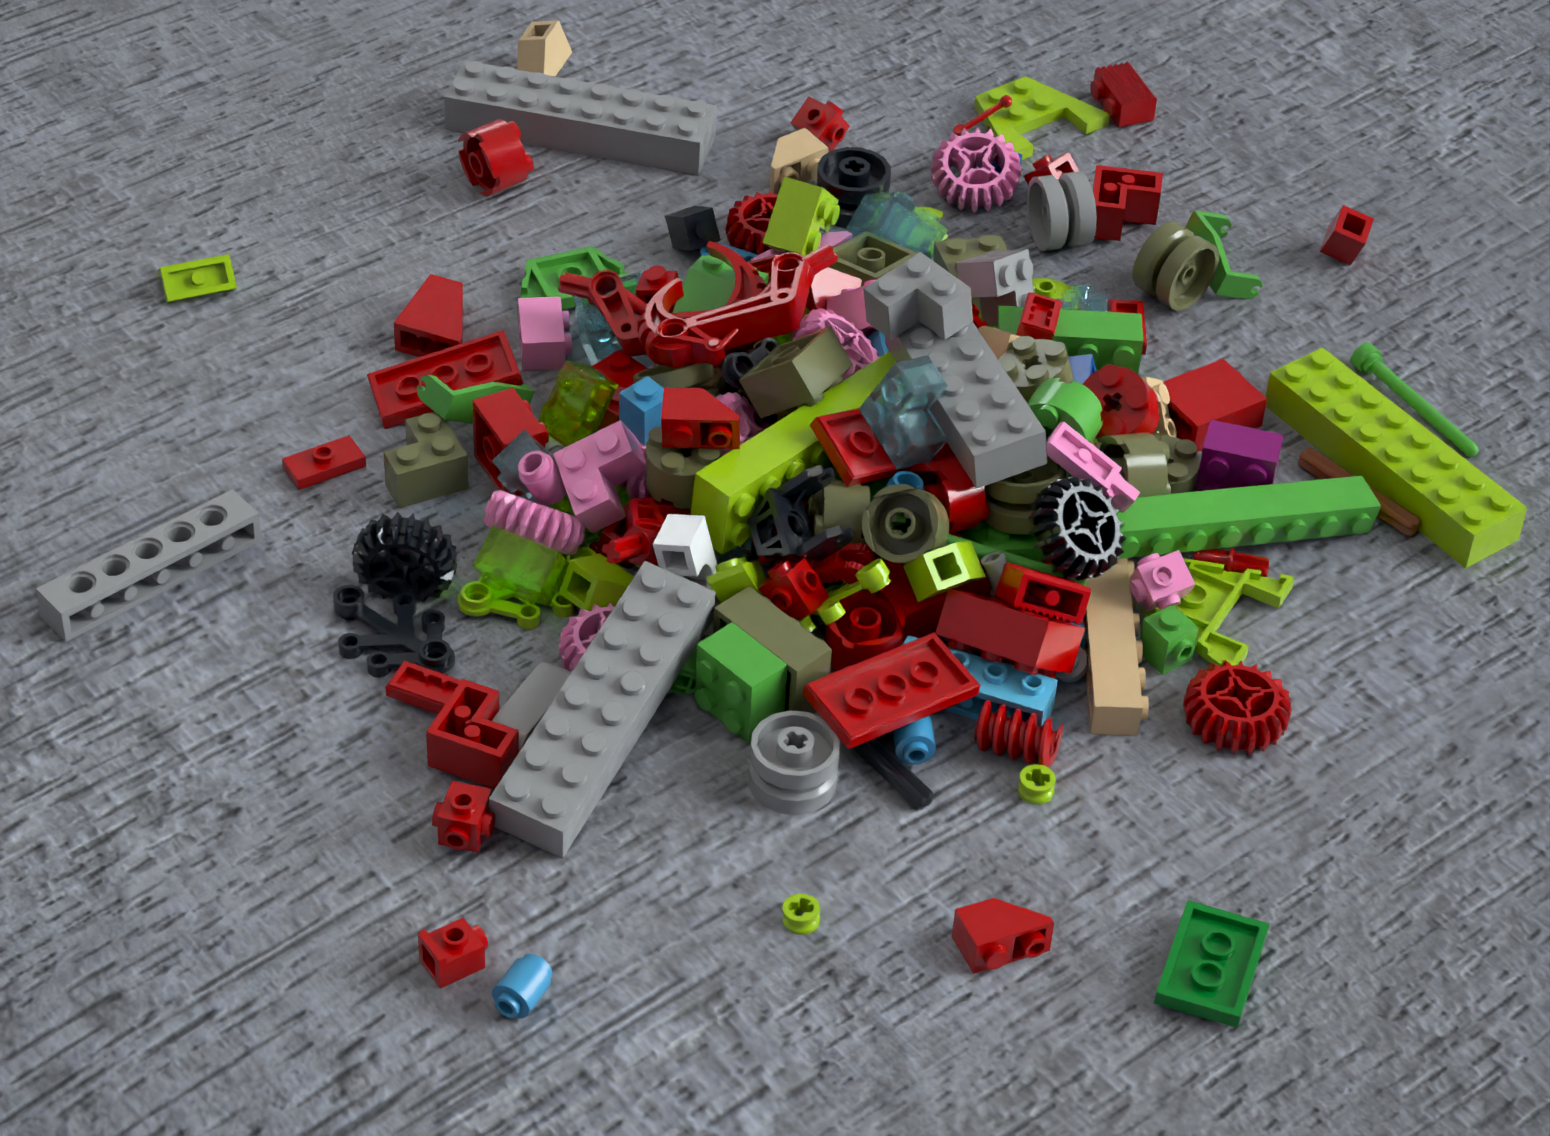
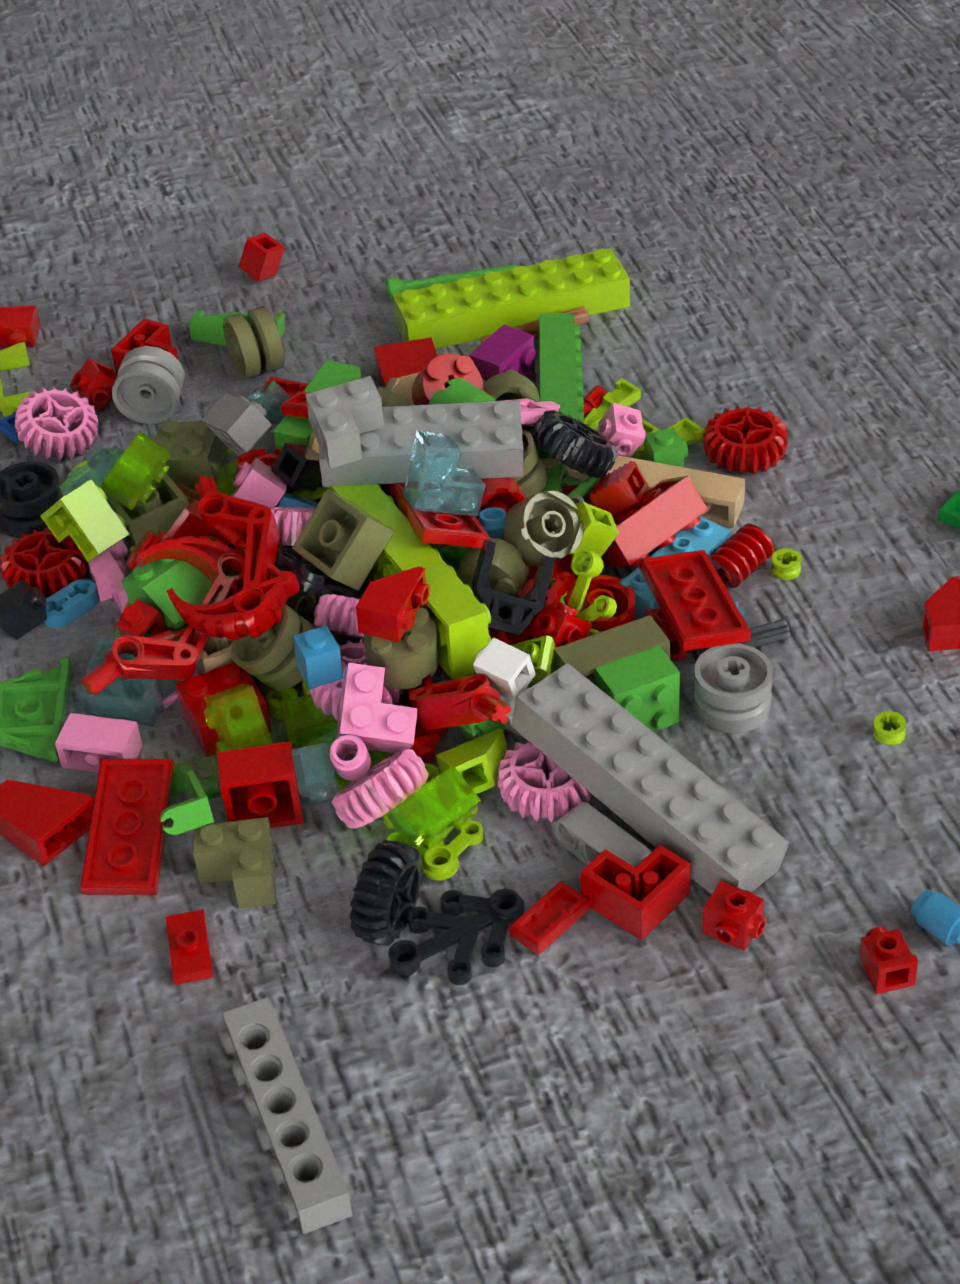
camera: 65 degrees left, 0 degrees up
(883, 227) = (136, 470): none -> clear neon green brick

